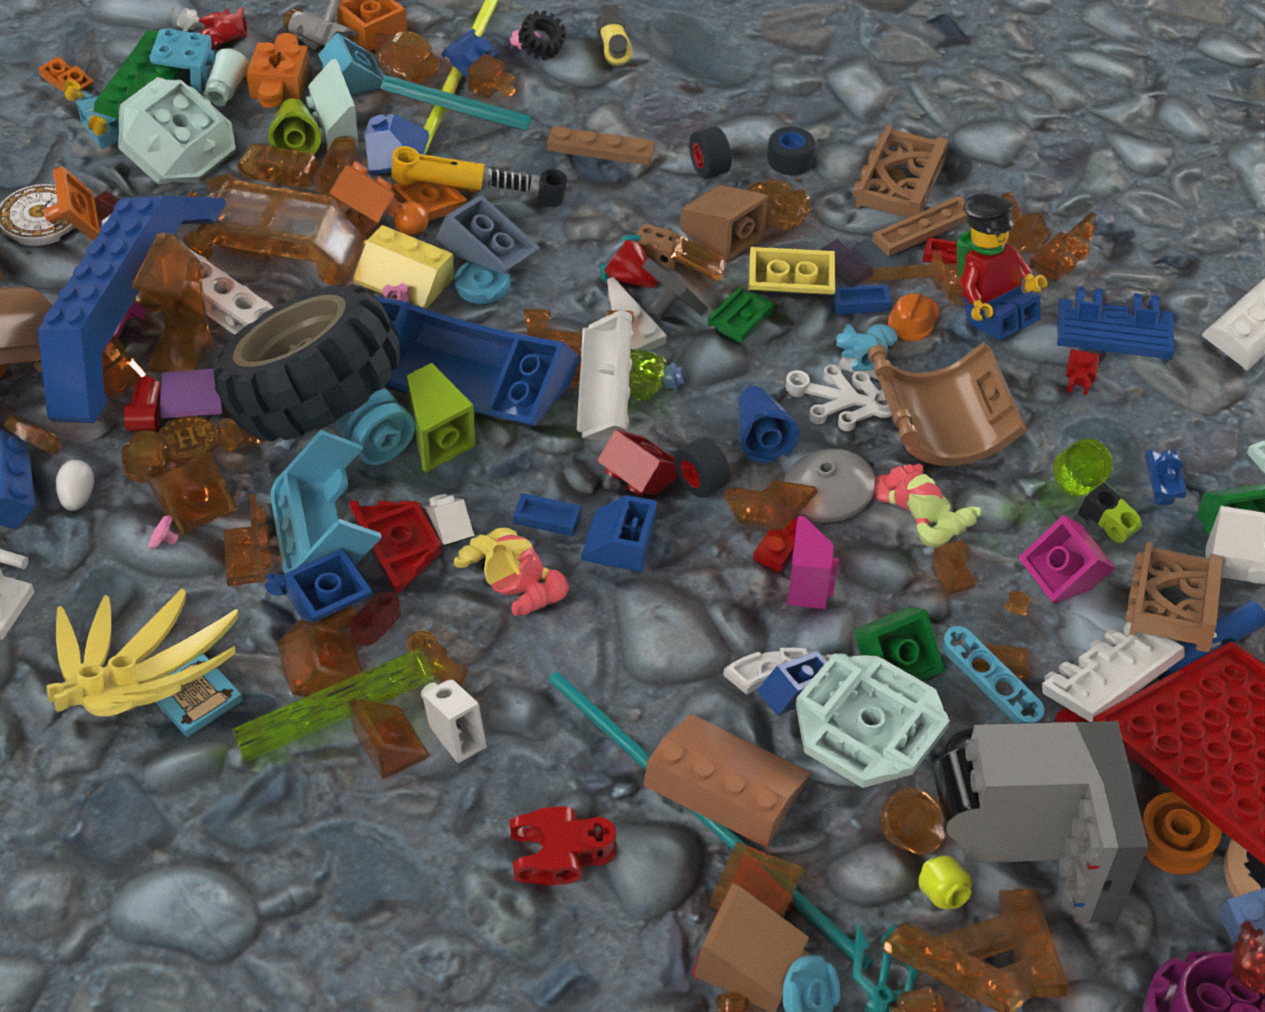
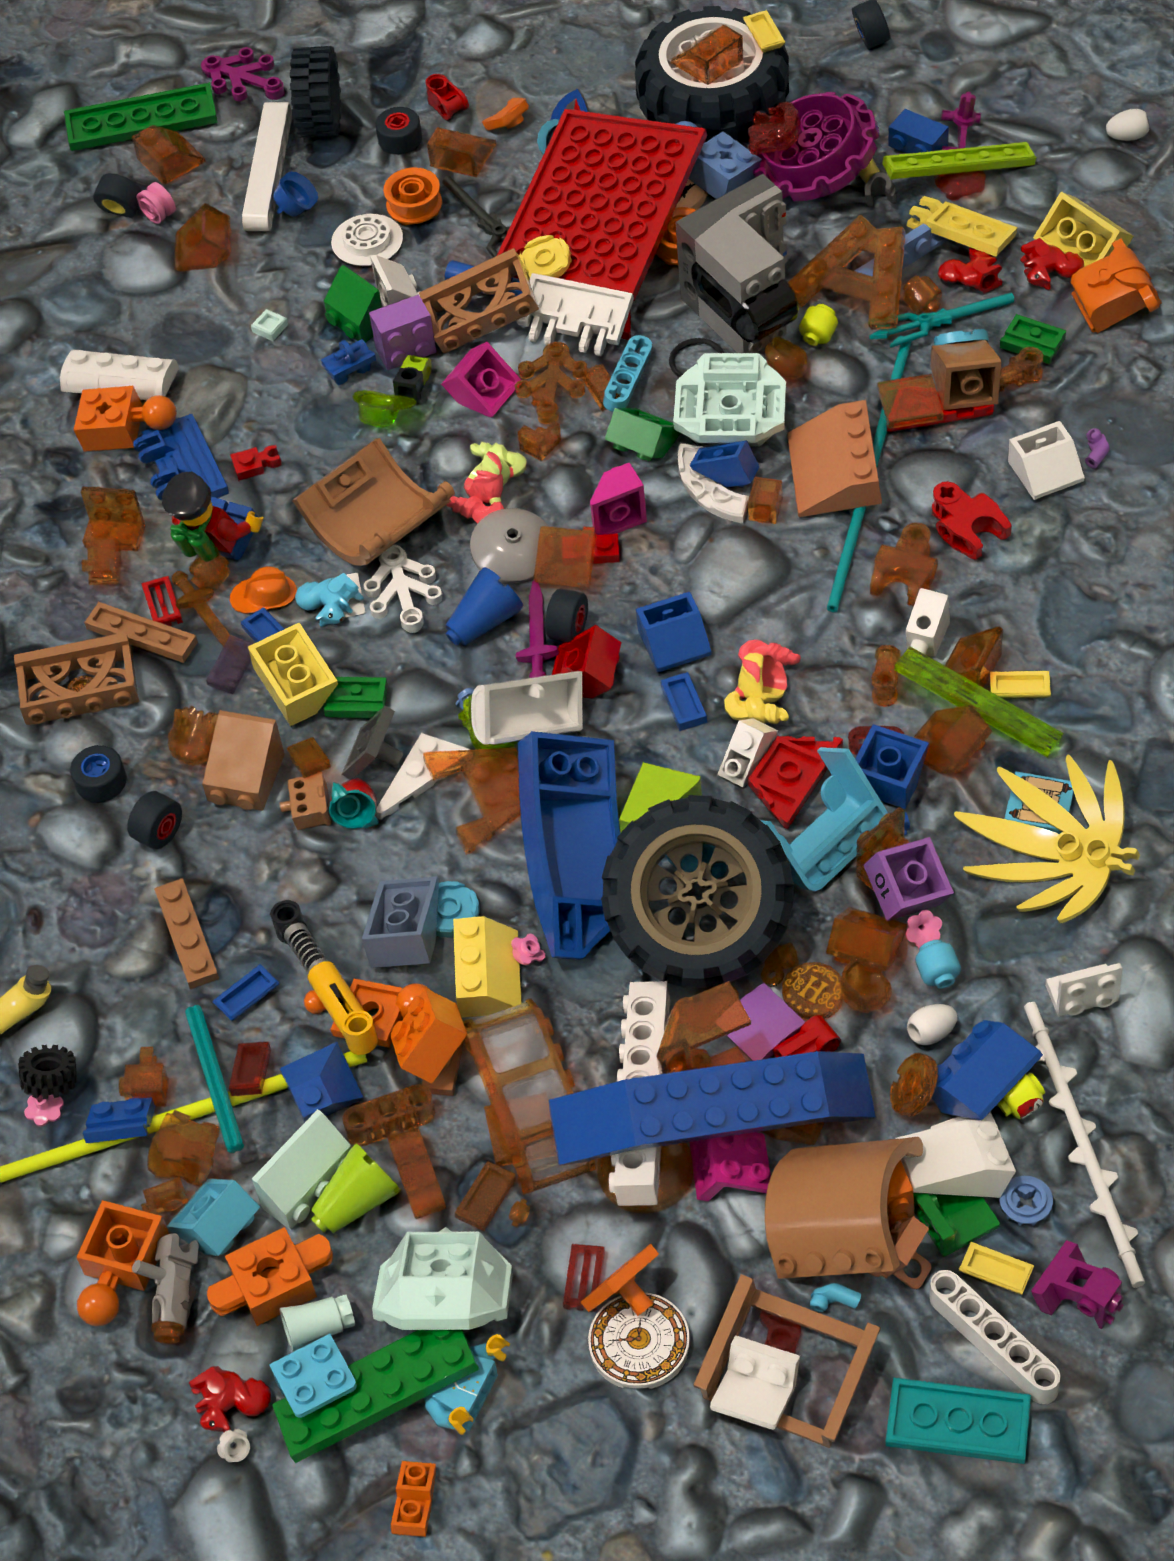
camera: 115 degrees left, 5 degrees up
(118, 518) = (938, 964): none -> medium azure head
(202, 530) = (908, 878): none -> medium lavender brick
(330, 763) = (1020, 684): none -> light yellow tile
(447, 125) = (250, 1068): none -> clear red tile
(516, 152) = (246, 992): none -> blue tile
(549, 758) = (905, 563): none -> clear orange piece
(572, 962) = (1045, 460): none -> white slope
(663, 433) = (537, 651): none -> magenta sword
(727, 692) = (765, 500): none -> clear orange brick
(1063, 637) = (555, 355): none -> clear orange plant
(1171, 514) = (402, 331): none -> medium lavender brick
(1196, 294) = (113, 417): none -> orange brick
(1207, 677) = (546, 256): none -> light yellow tile

